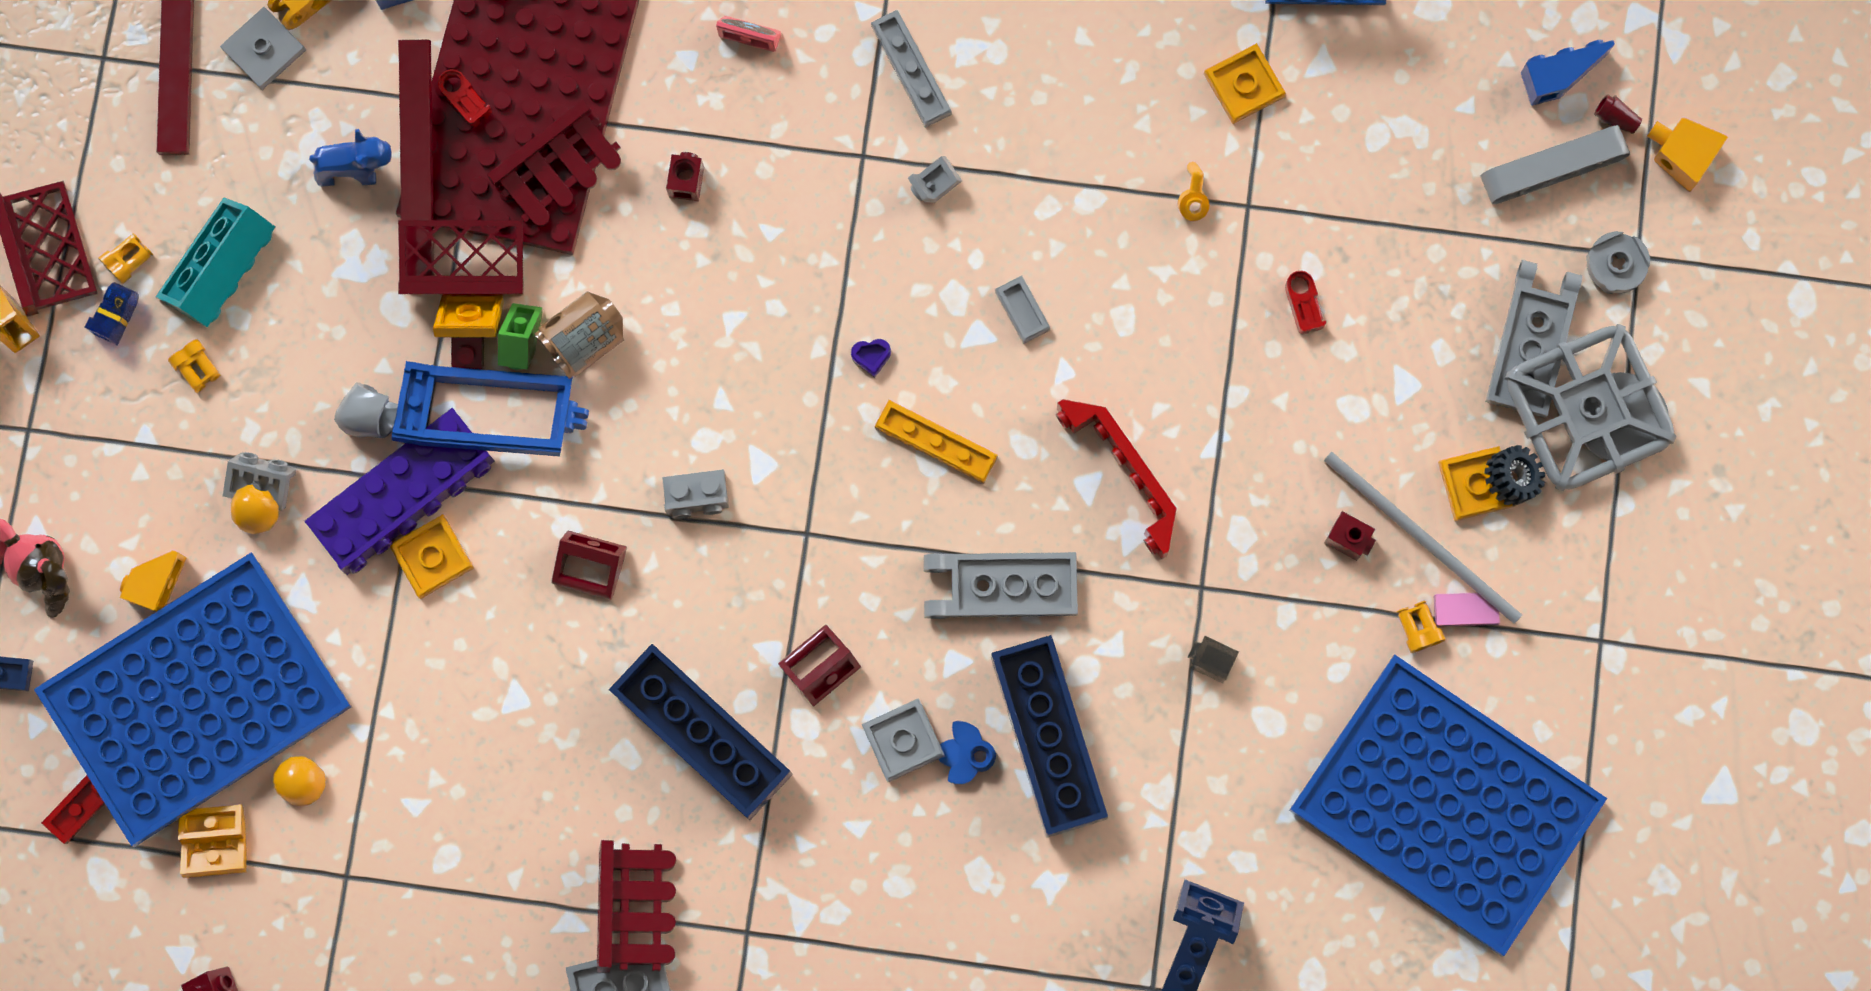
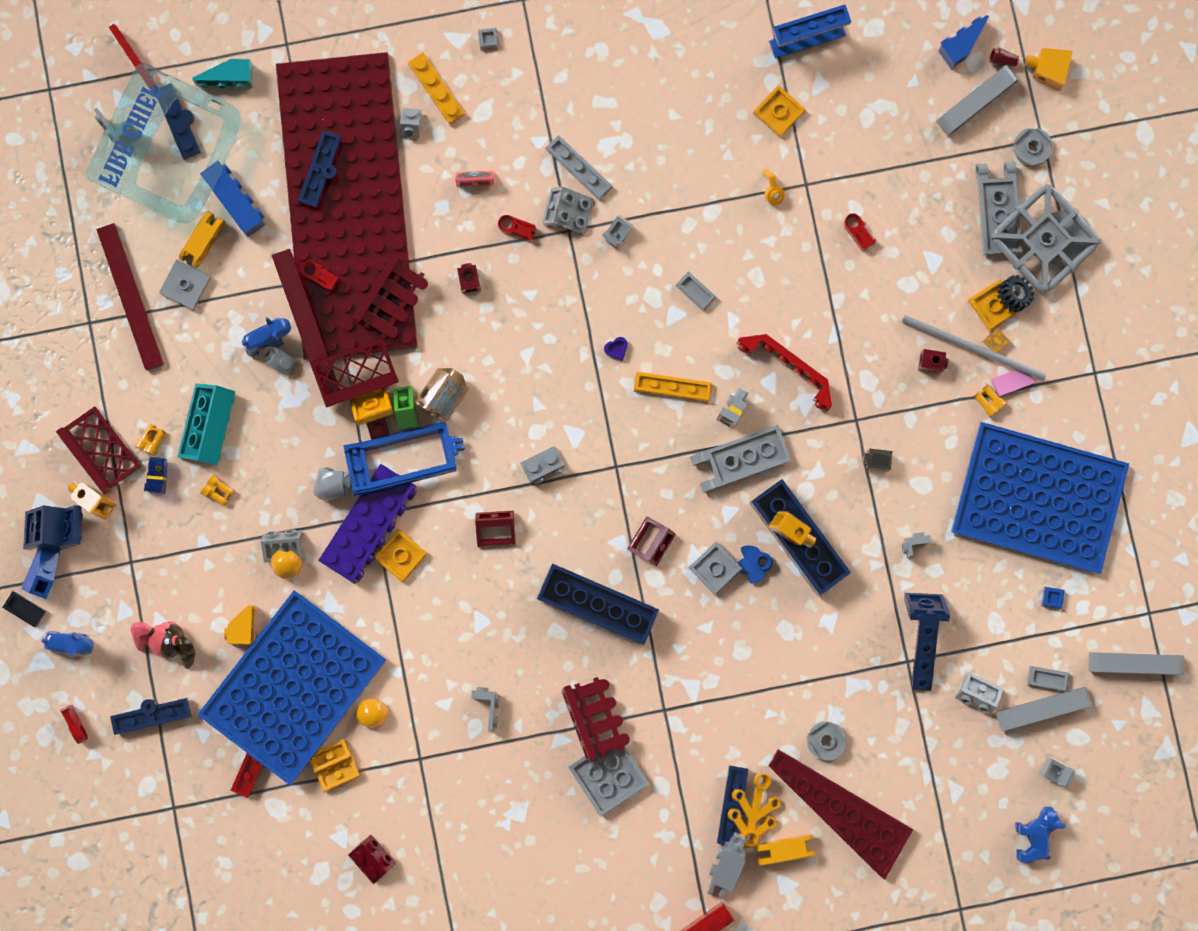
camera: 25 degrees left, 5 degrees up
(359, 205) = (279, 360): none -> light grey bracket
(477, 808) = (482, 693): none -> light grey bracket
(788, 127) = (519, 228): none -> red piece
(872, 124) = (568, 209): none -> light grey bracket
(1018, 506) = (736, 406): none -> light grey hips
(1027, 706) = (786, 525): none -> light orange torso
(1232, 803) = (917, 539): none -> light grey bracket
(1416, 968) = (1053, 597): none -> blue tile
(1462, 539) = (996, 341): none -> light orange tile

